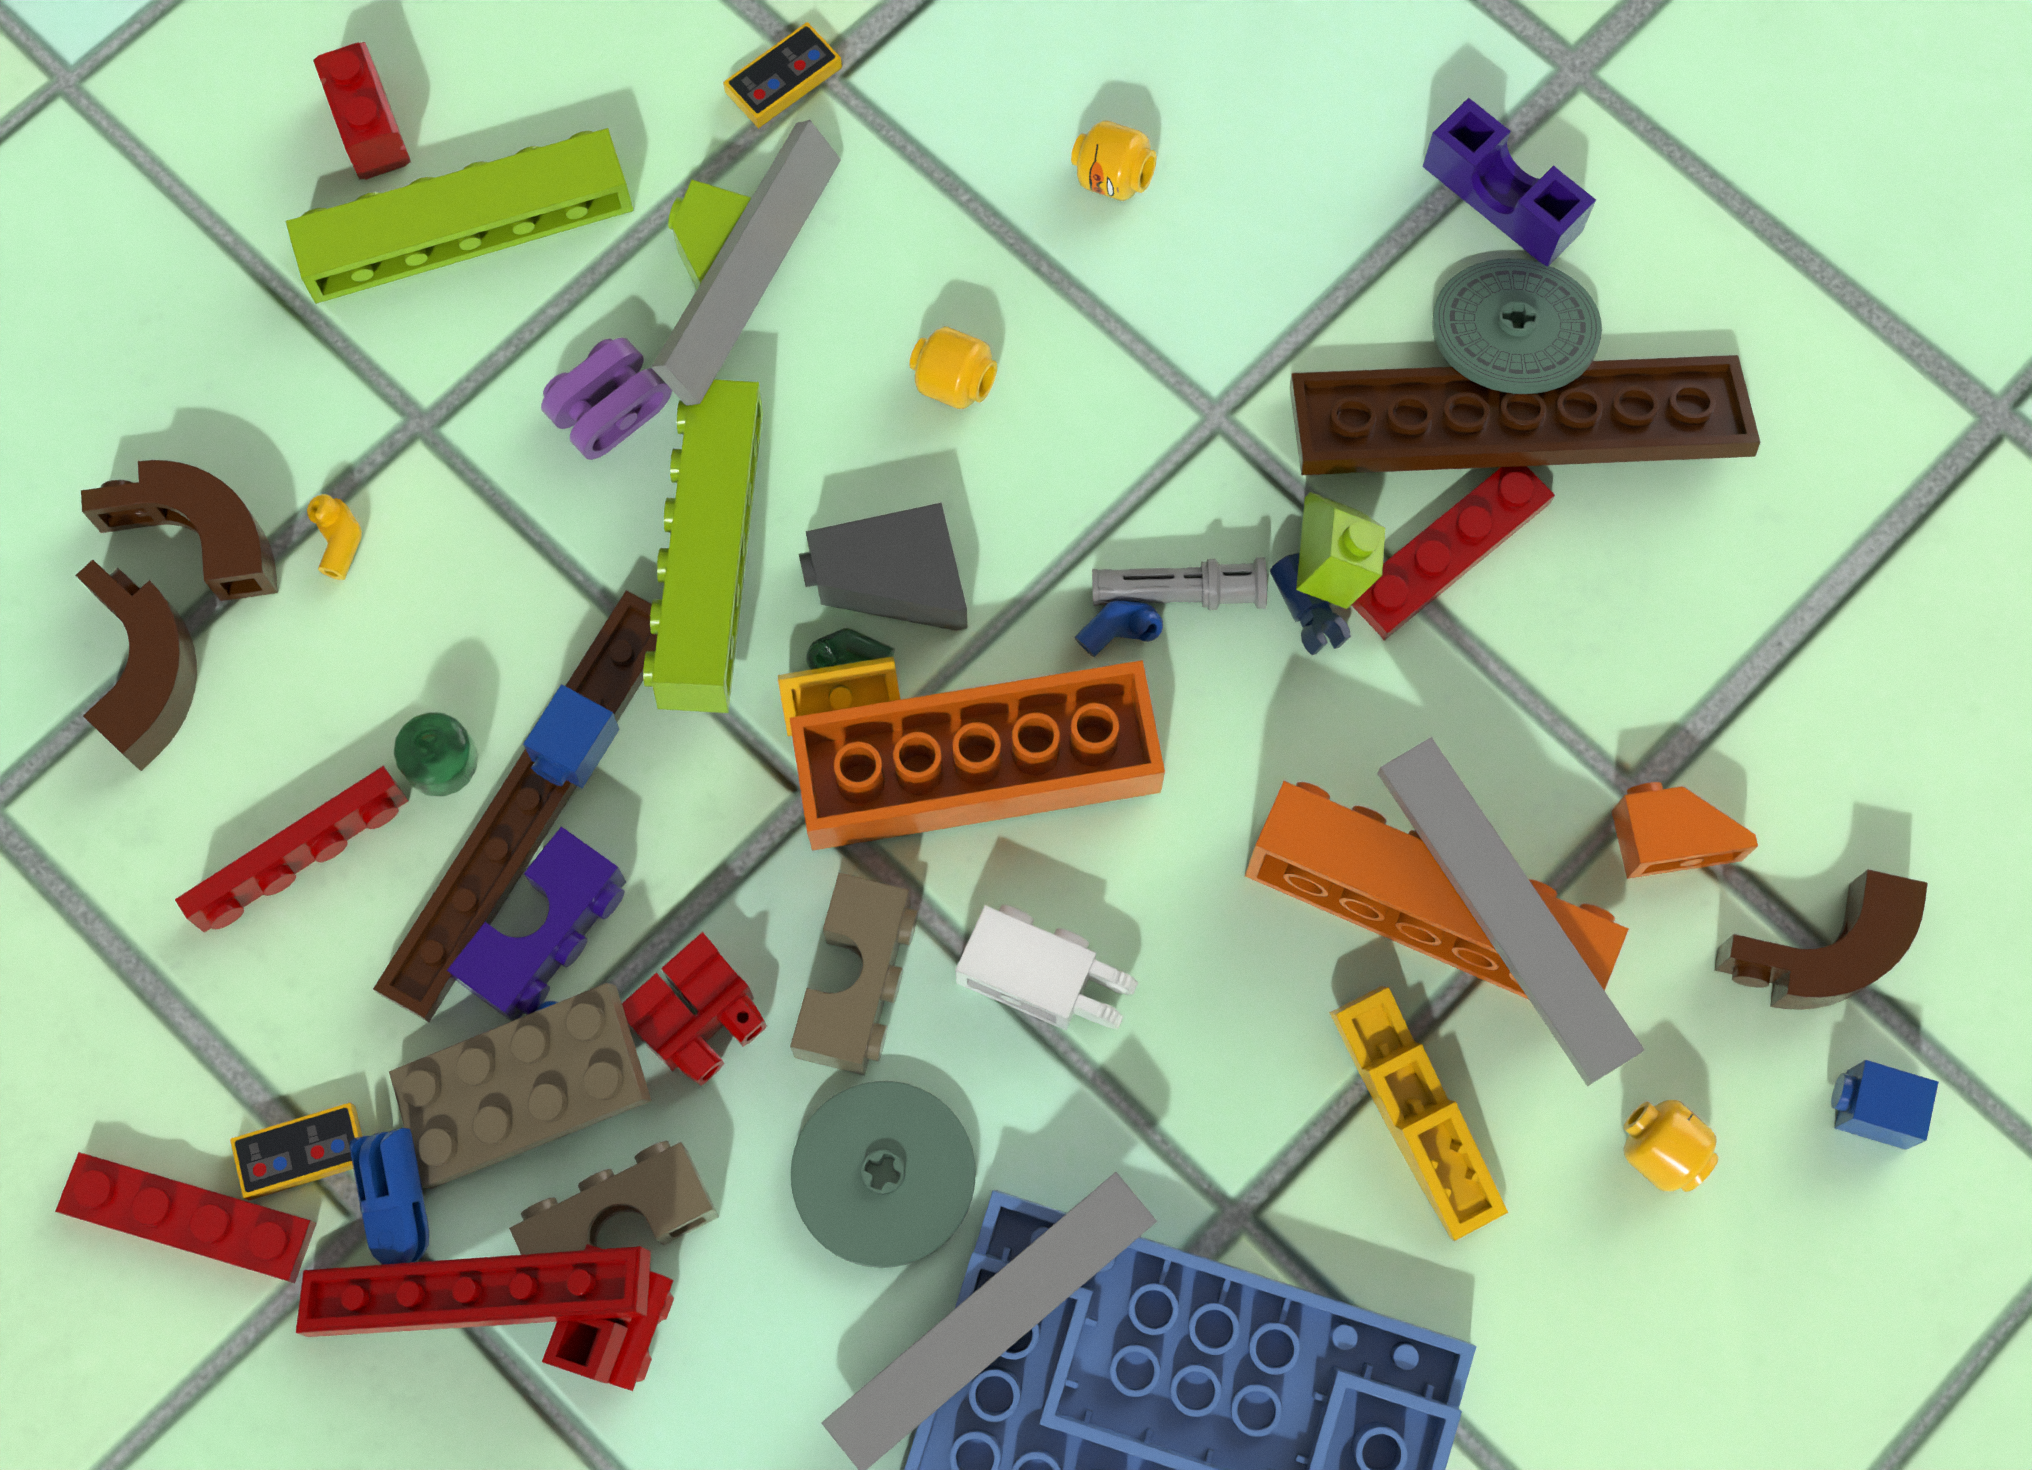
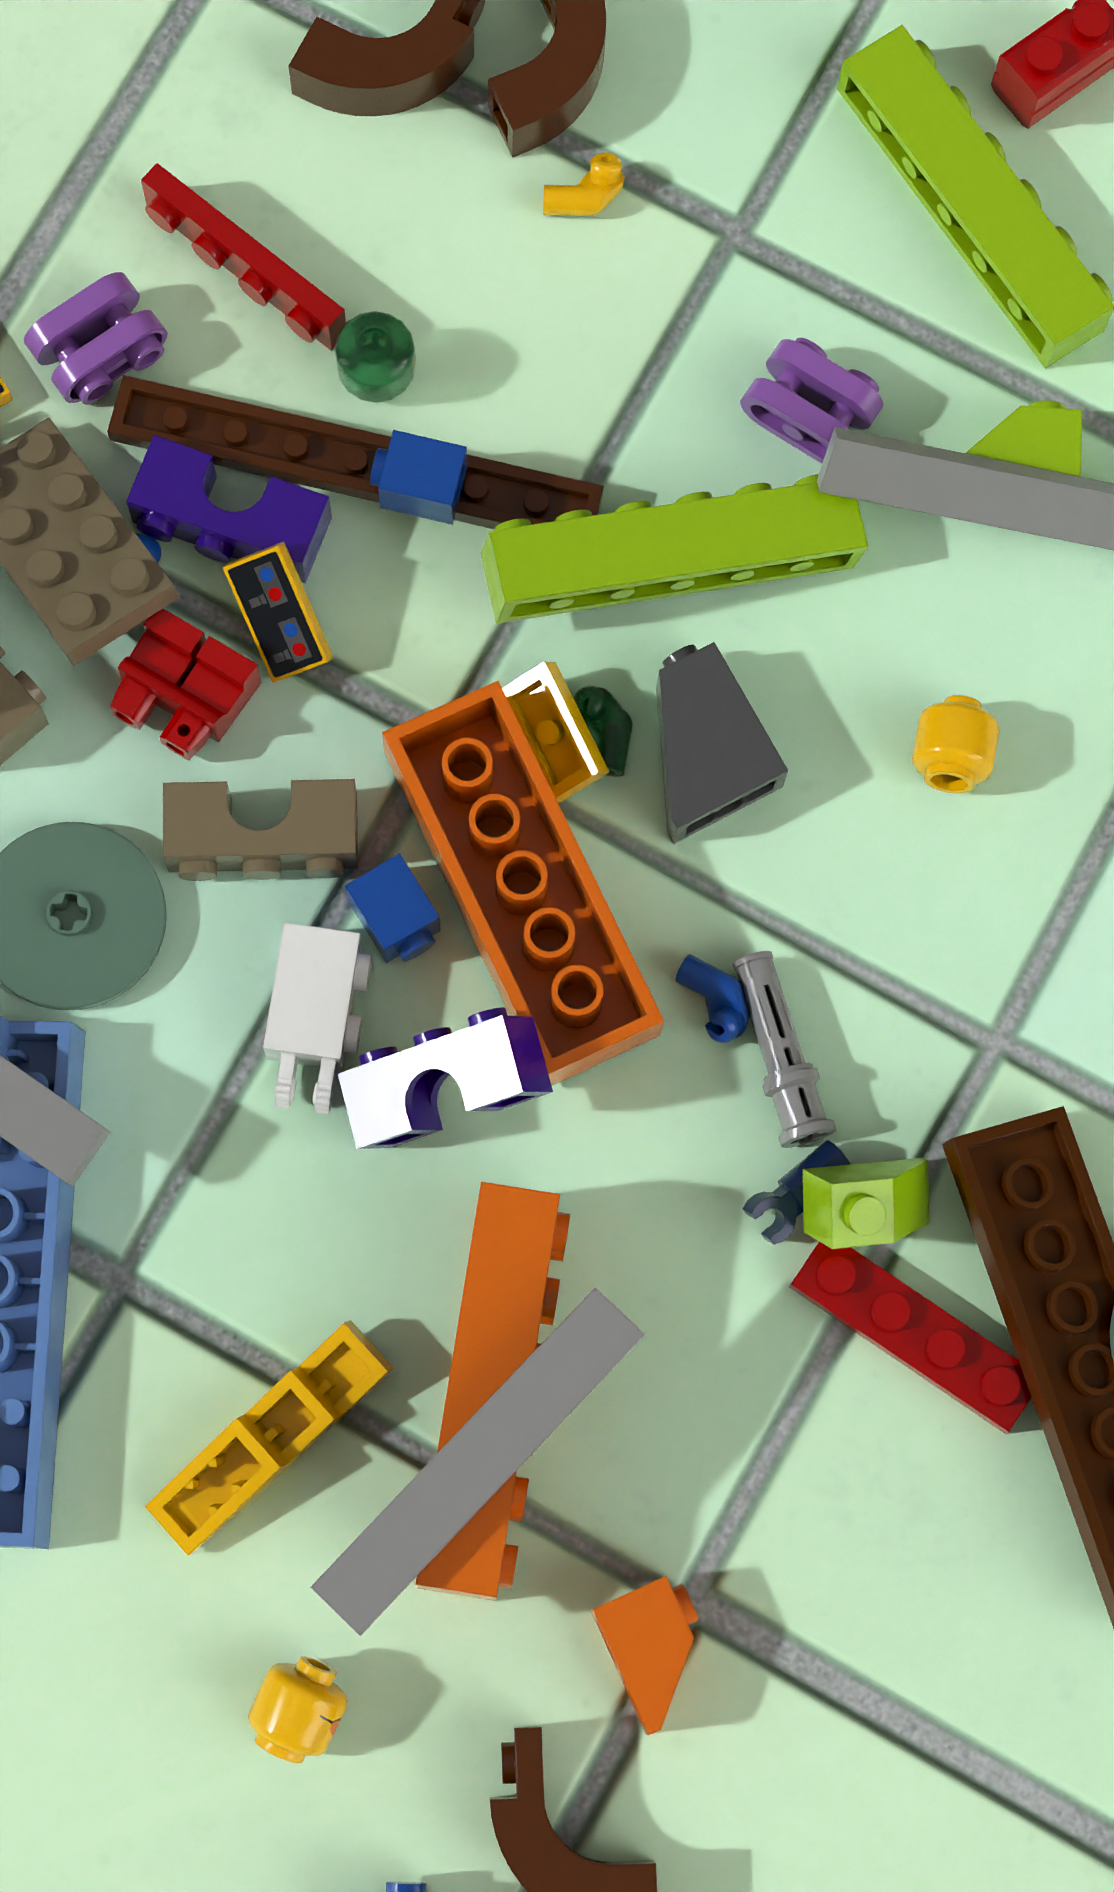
camera: 70 degrees right, 5 degrees up
(357, 1023) = (120, 342): none -> medium lavender brick
(654, 903) = (278, 612): none -> tile
(966, 875) = (394, 910): none -> blue brick
(1141, 812) = (397, 1092): none -> arch

